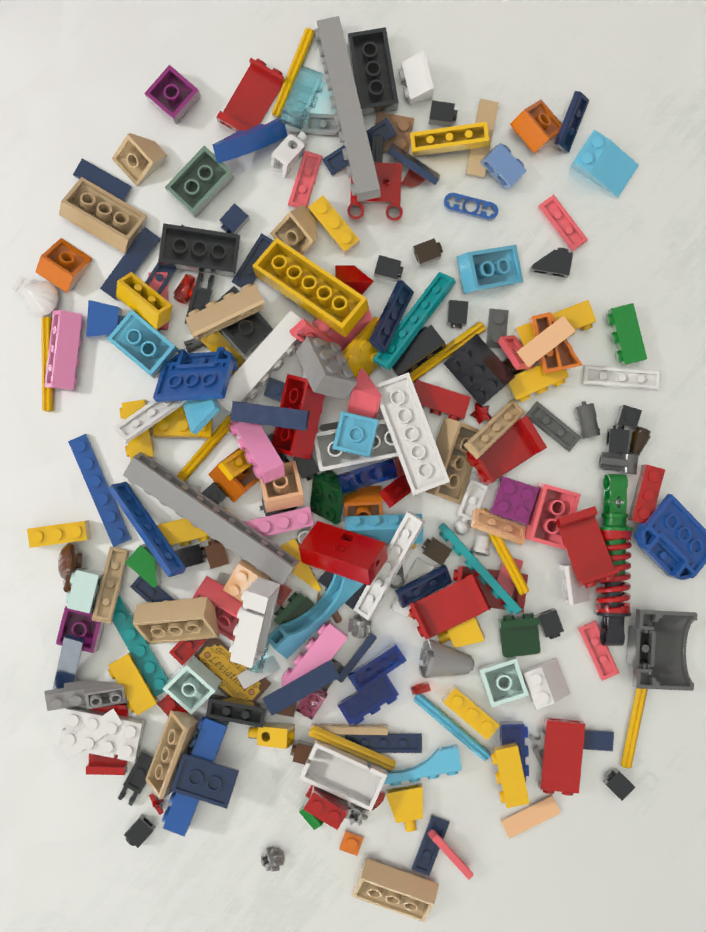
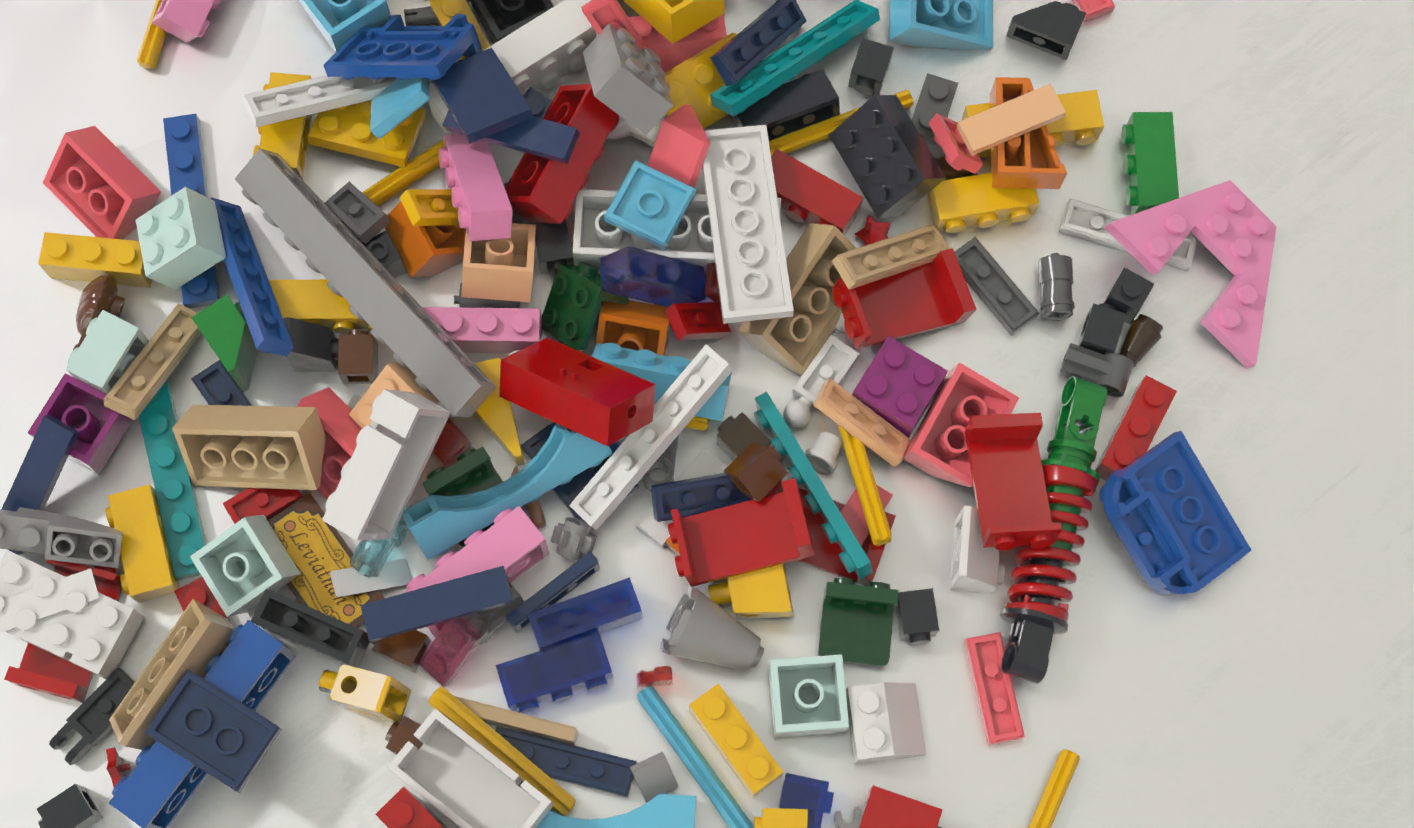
camera: 10 degrees right, 15 degrees down
(46, 489) = (99, 184): none -> coral slope
(103, 516) = (180, 238): none -> light aqua brick
(194, 475) = (357, 212): none -> dark grey slope
(249, 401) = (482, 96): none -> dark blue tile
(433, 740) = (654, 776): none -> light grey tile
(449, 570) = (756, 471): none -> reddish brown brick
(659, 649) = (1110, 697): dark grey piece -> none
(680, 365) = (1234, 234): none -> bright pink wing

